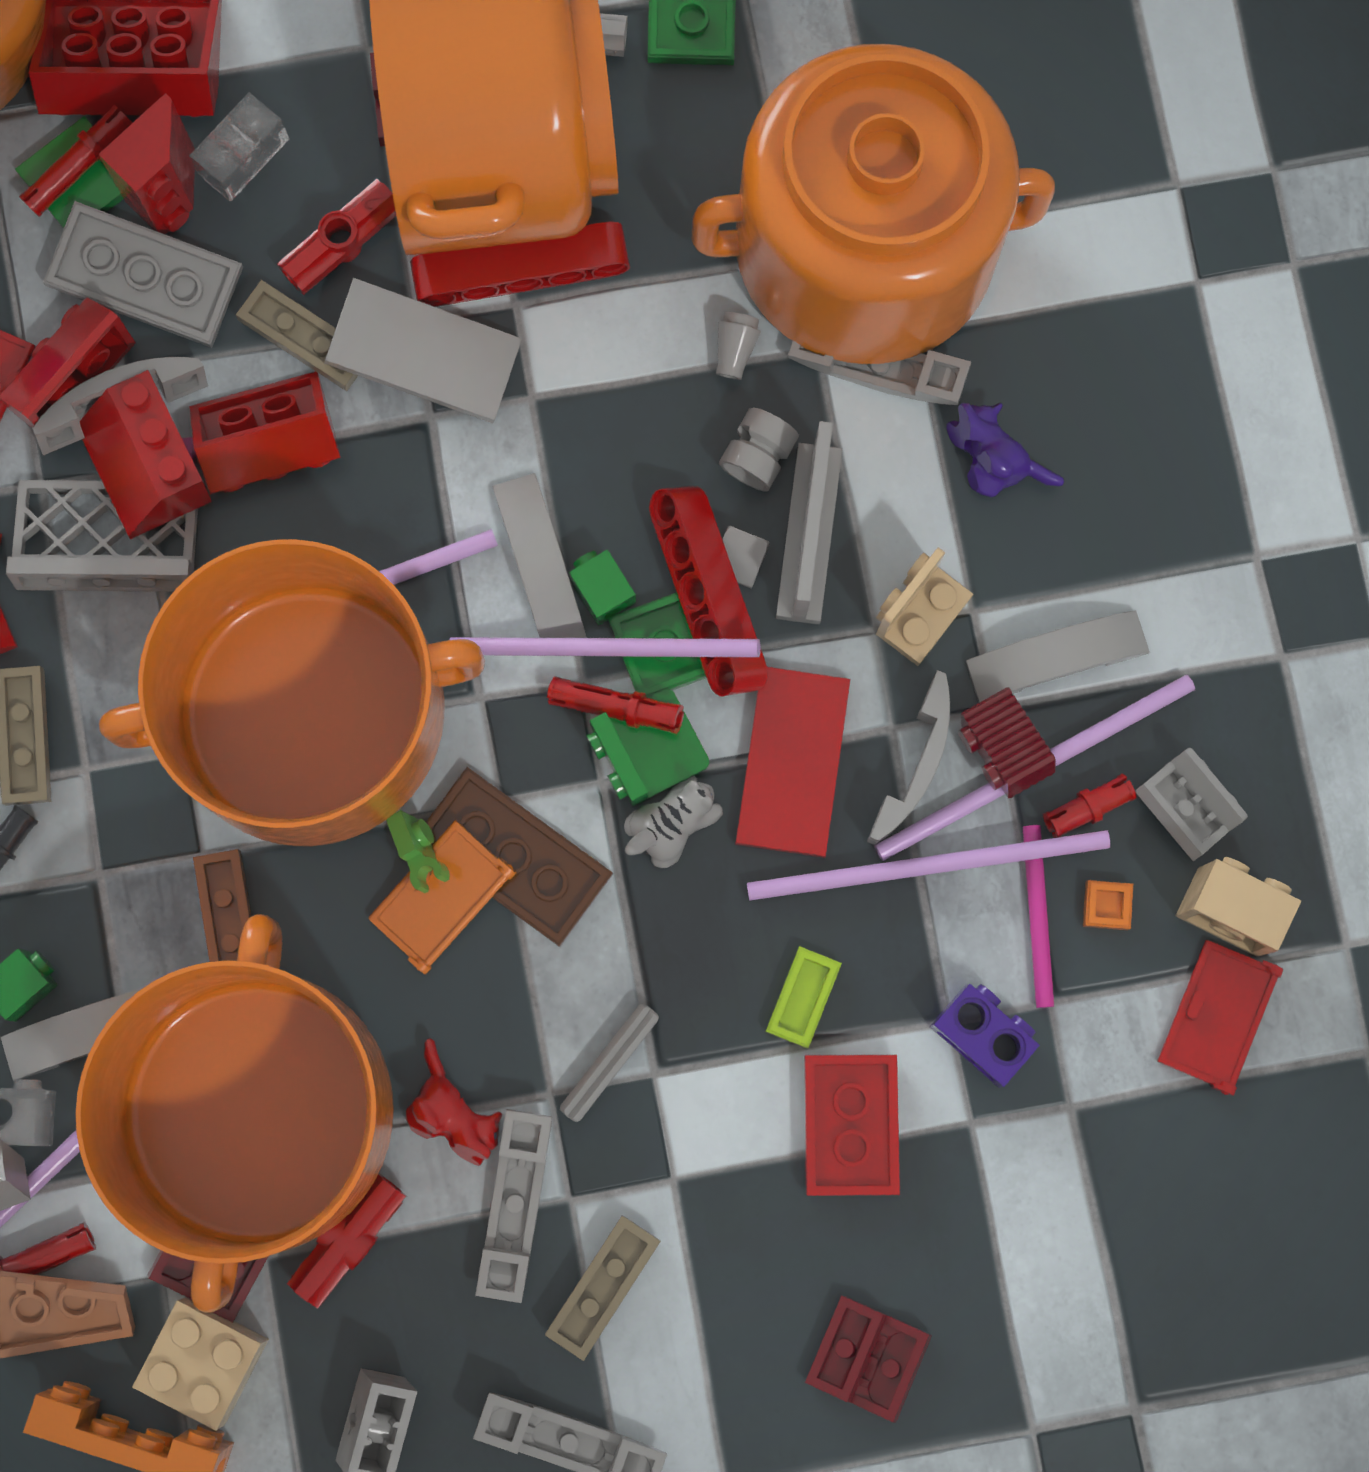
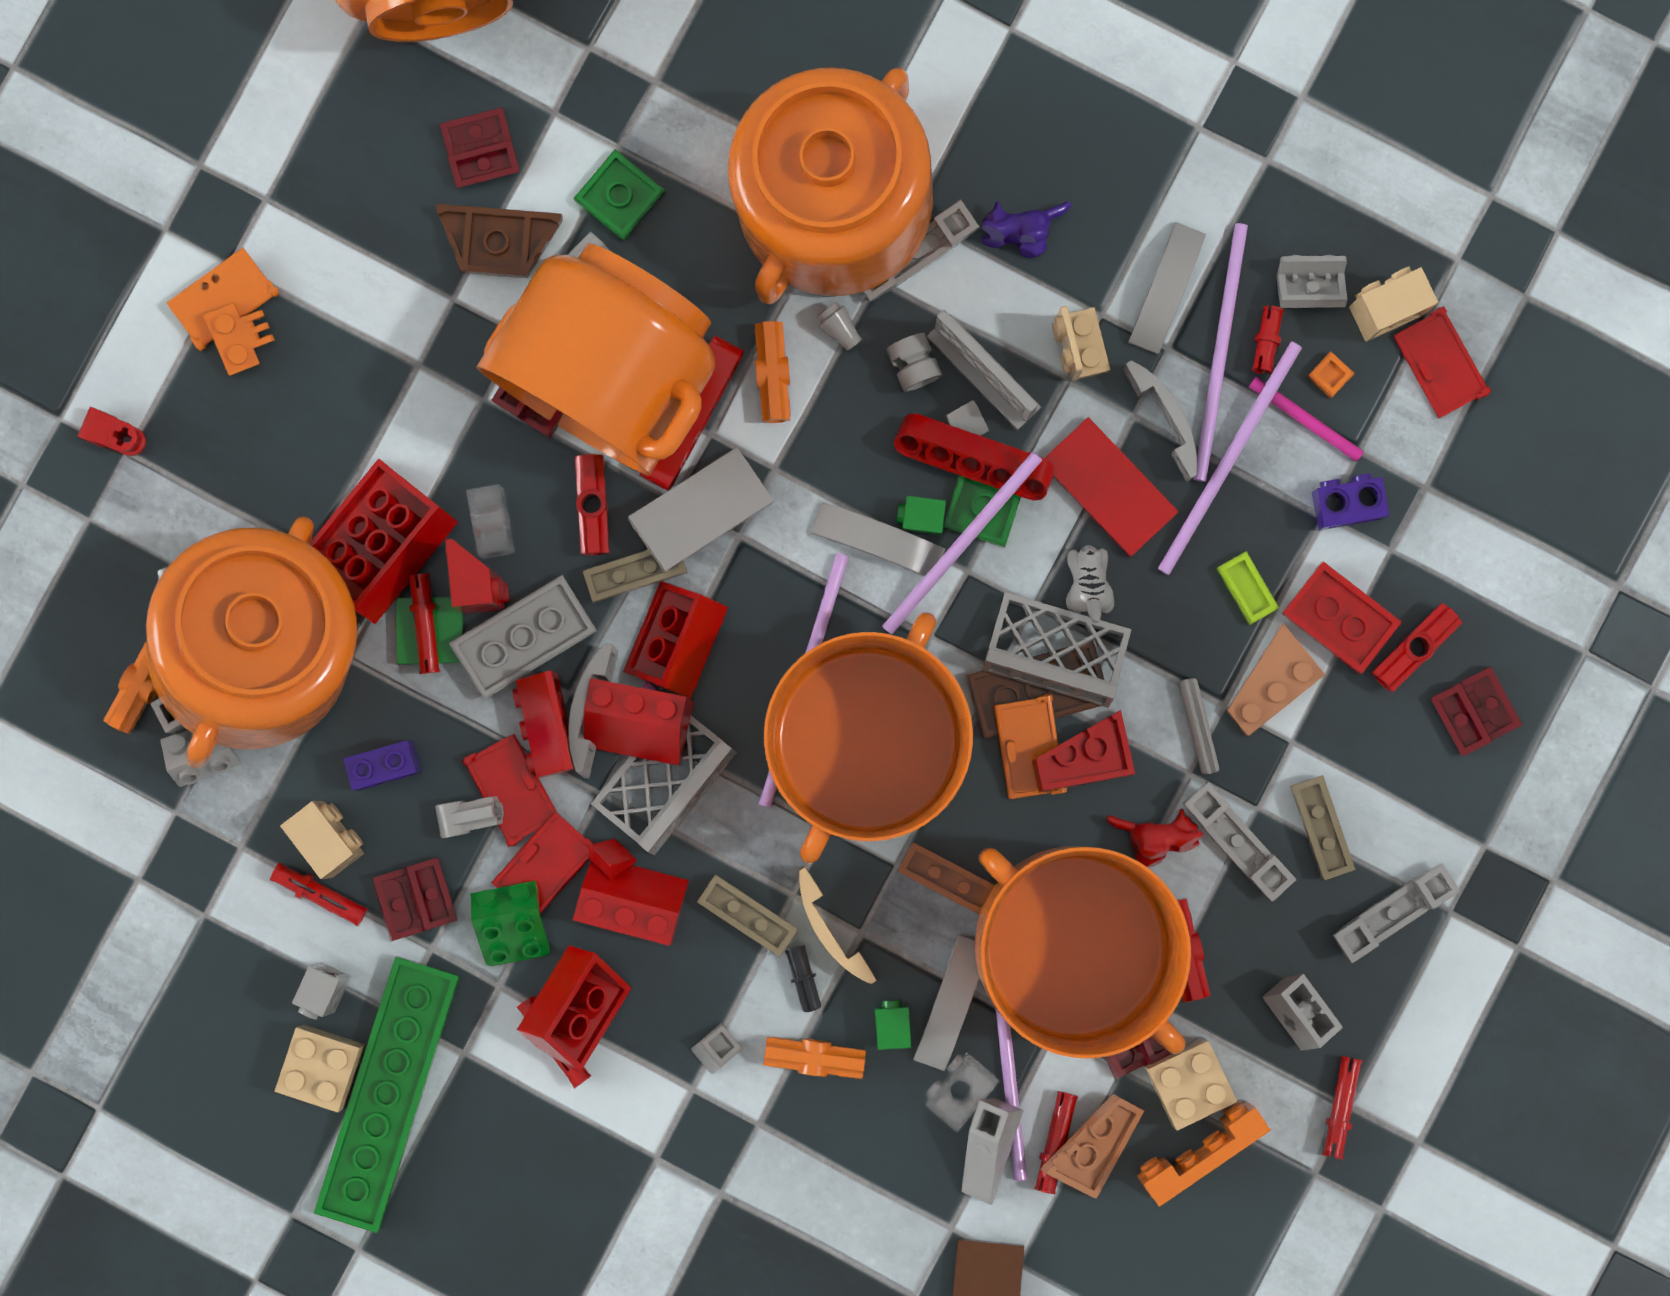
camera: 45 degrees left, 5 degrees up
(97, 780) = (855, 963): none -> tan slope
(413, 844) = (990, 738): bright green plate -> none
(476, 965) = (1087, 758): none -> red wing
(533, 853) = (1056, 677): none -> light grey fence
(630, 313) = (772, 372): none -> orange piece
(631, 708) = (1004, 558): red pin -> none
(647, 758) = (1037, 562): green bracket -> none
(723, 1108) = (1276, 680): none -> nougat wing
(915, 1236) = (1431, 633): none -> red piece
(1007, 743) = (1196, 358): dark red brick -> none

